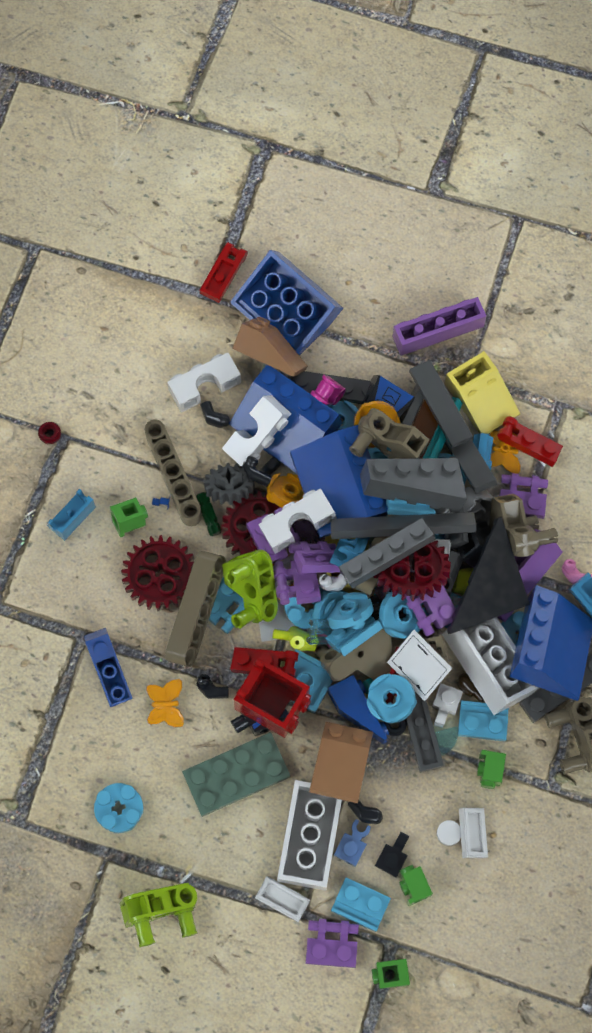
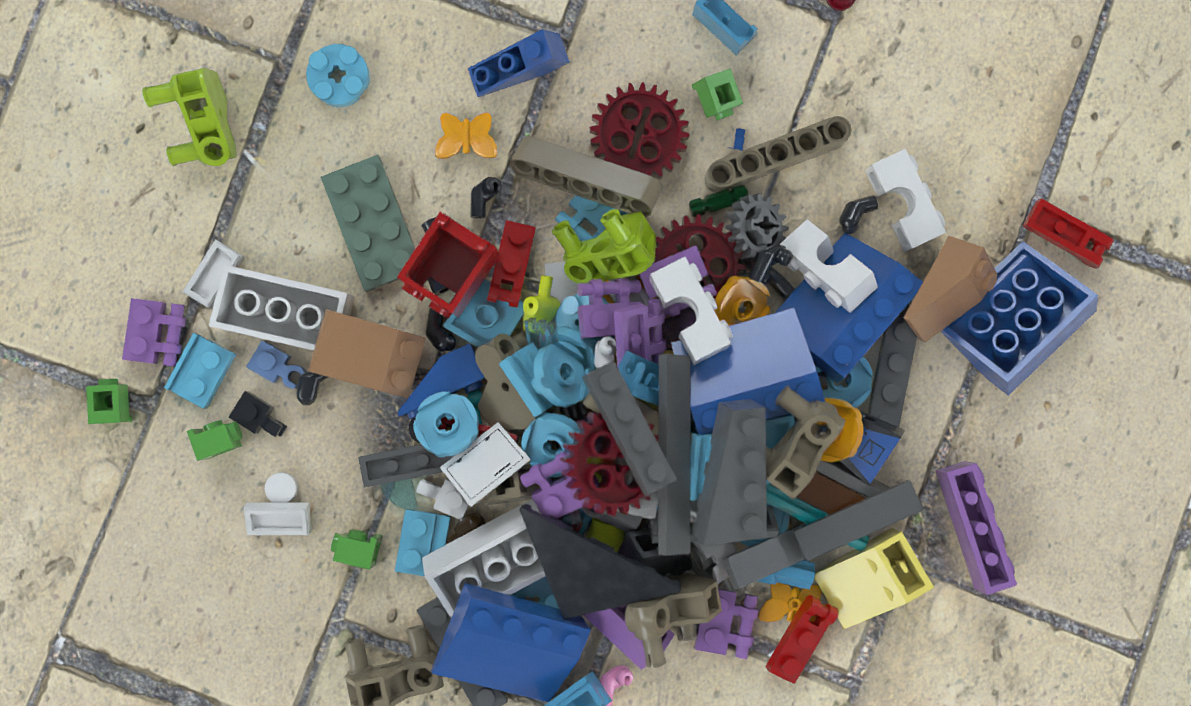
camera: 85 degrees right, 15 degrees up
(318, 720) = (437, 334): none -> black arm
(328, 391) = (881, 365): dark pink piece -> none

